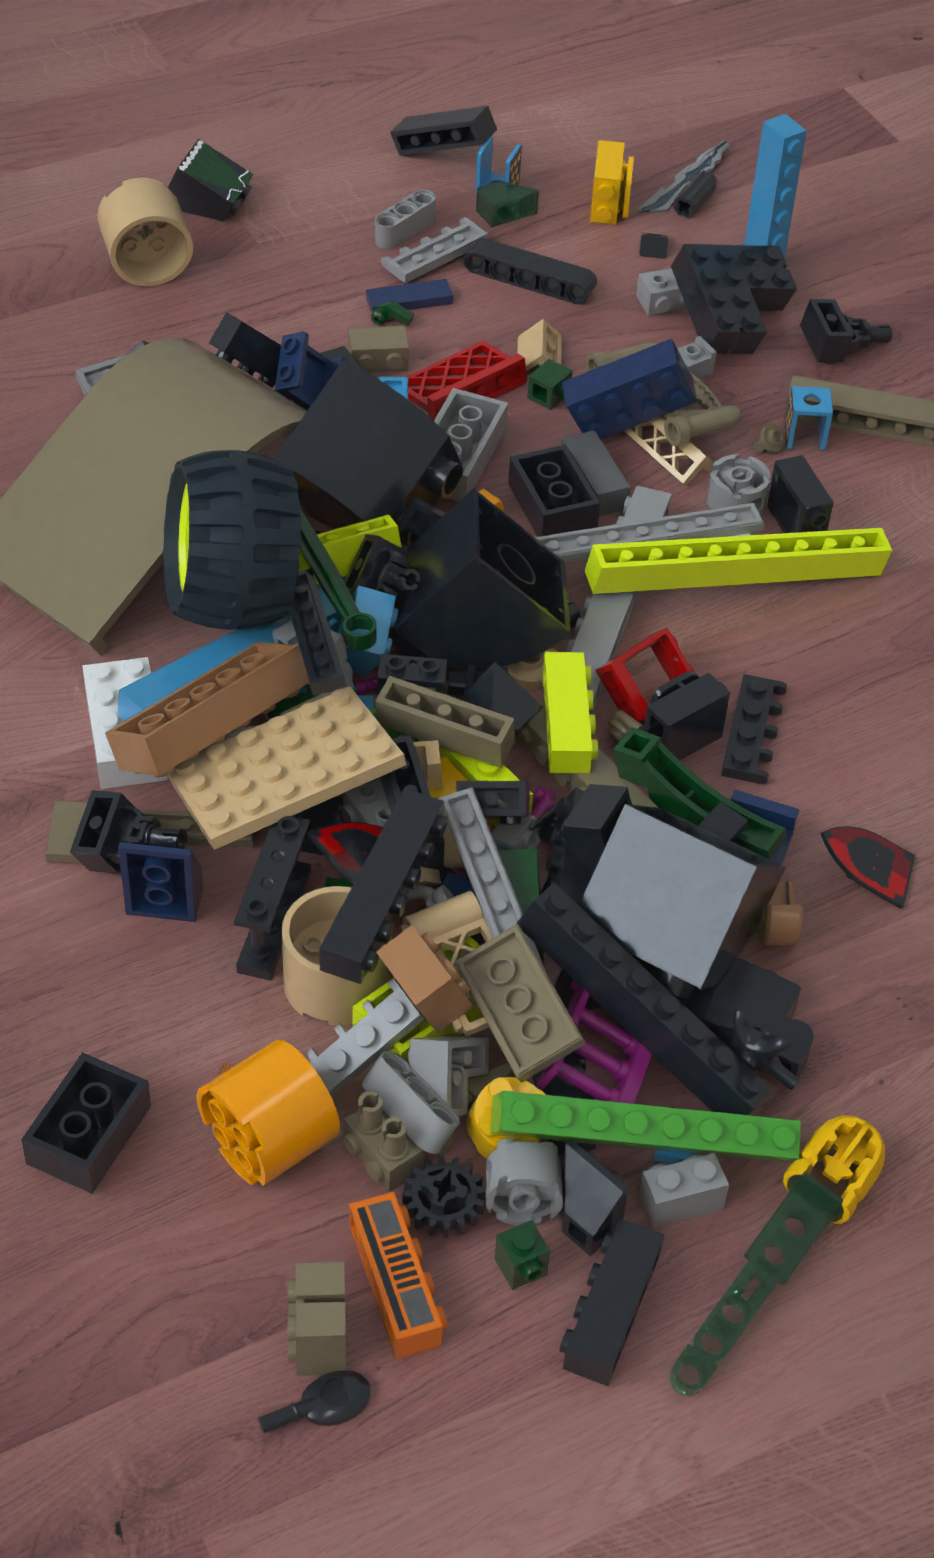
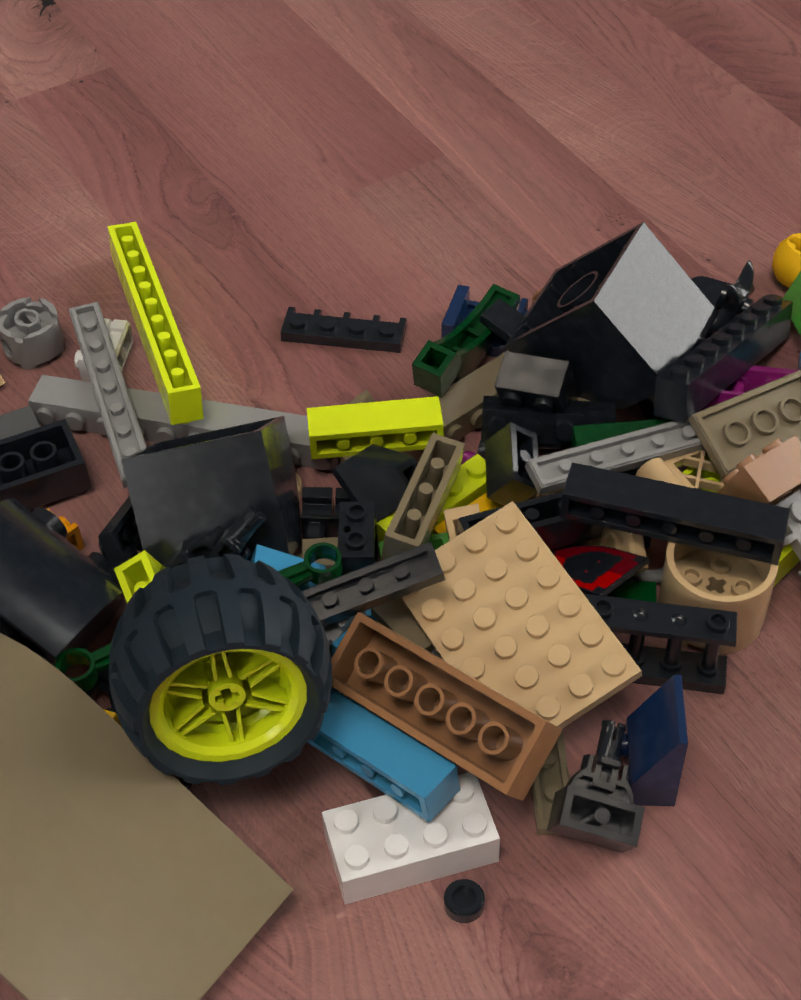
camera: 90 degrees left, 0 degrees up
(63, 830) = (577, 878): dark tan tile -> none
(67, 759) = (464, 901): none -> black tile
(621, 684) = (303, 380): red window -> none
(688, 713) = (358, 357): black brick -> none
(798, 497) = (62, 265): black window -> none
(871, 861) = (497, 254): shield -> none

